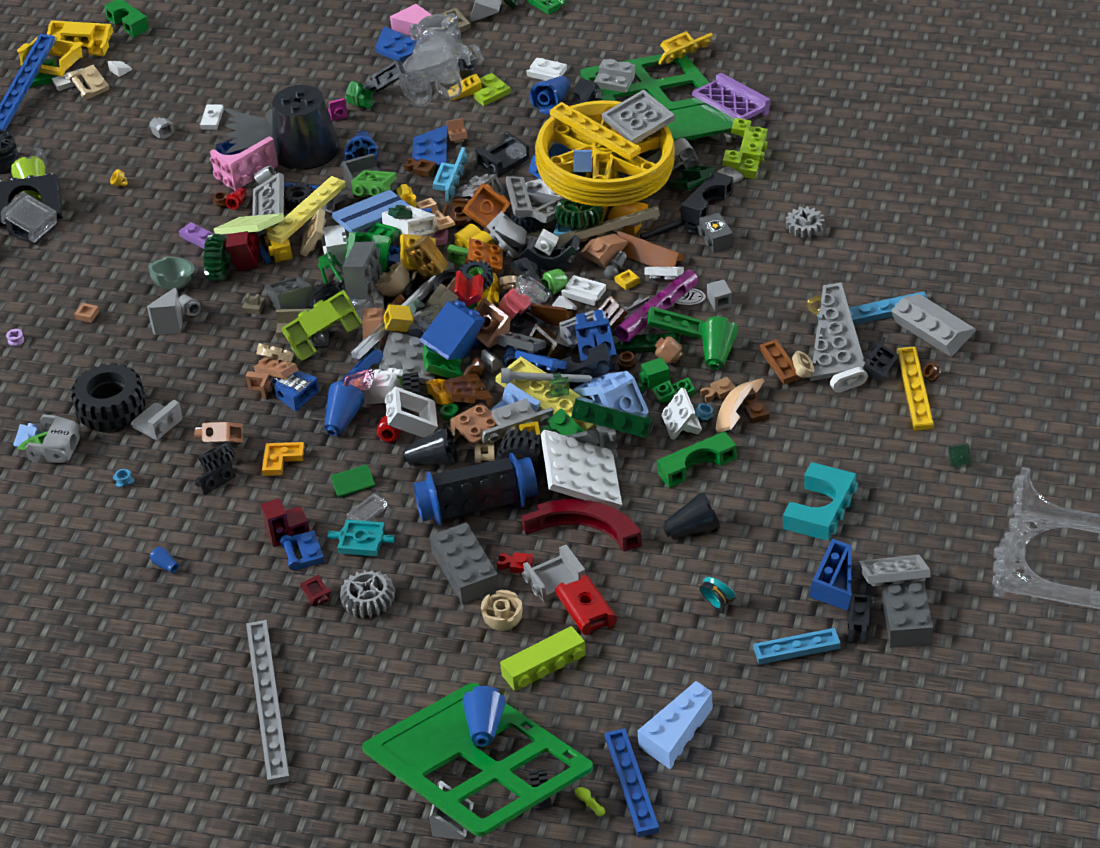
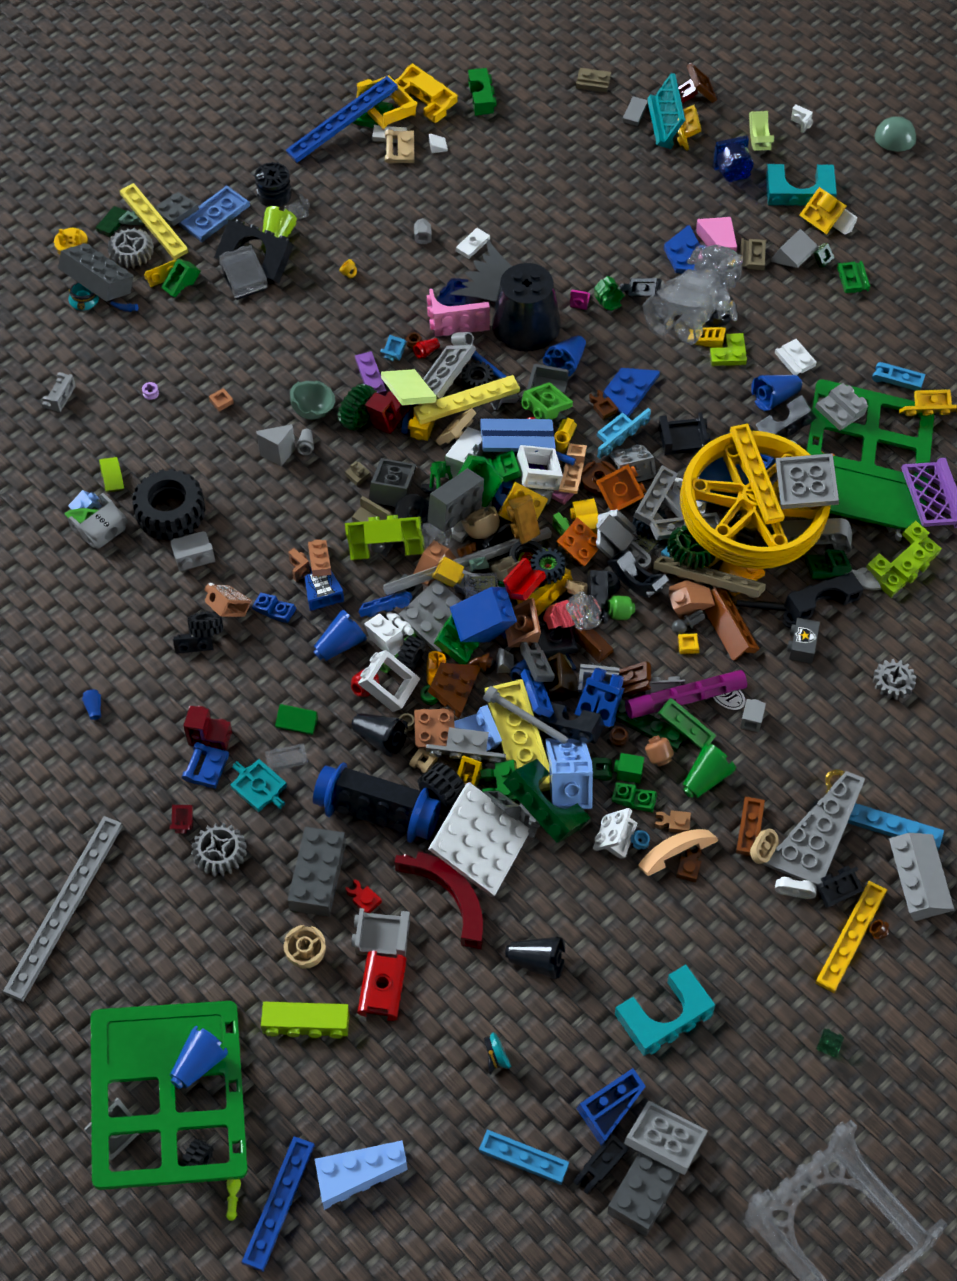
camera: 30 degrees right, 15 degrees up
(34, 404) = (111, 474): none -> lime slope
(123, 478) = (125, 591): dark azure plate -> none
(209, 210) = (393, 348): none -> dark azure bracket
(258, 423) = (271, 607): none -> blue slope
(274, 353) = (329, 541): tan plate -> none
(278, 453) = (259, 650): light orange plate -> none
(361, 379) = (367, 620): clear pink tile -> none
(400, 212) = (531, 457): dark green plate -> none
(456, 130) = (663, 383): nougat bracket -> none
(546, 241) = (640, 562): white bracket -> none
(558, 386) = (528, 733): clear green tile -> none
(563, 302) = (610, 639): white slope -> none
(582, 160) = (717, 503): medium blue slope -> none
(583, 290) = (639, 633): white plate -> none
(637, 44) = (898, 376): none -> dark azure plate
(667, 272) = (723, 659): white plate -> none
(716, 449) = (618, 889): green arch -> none

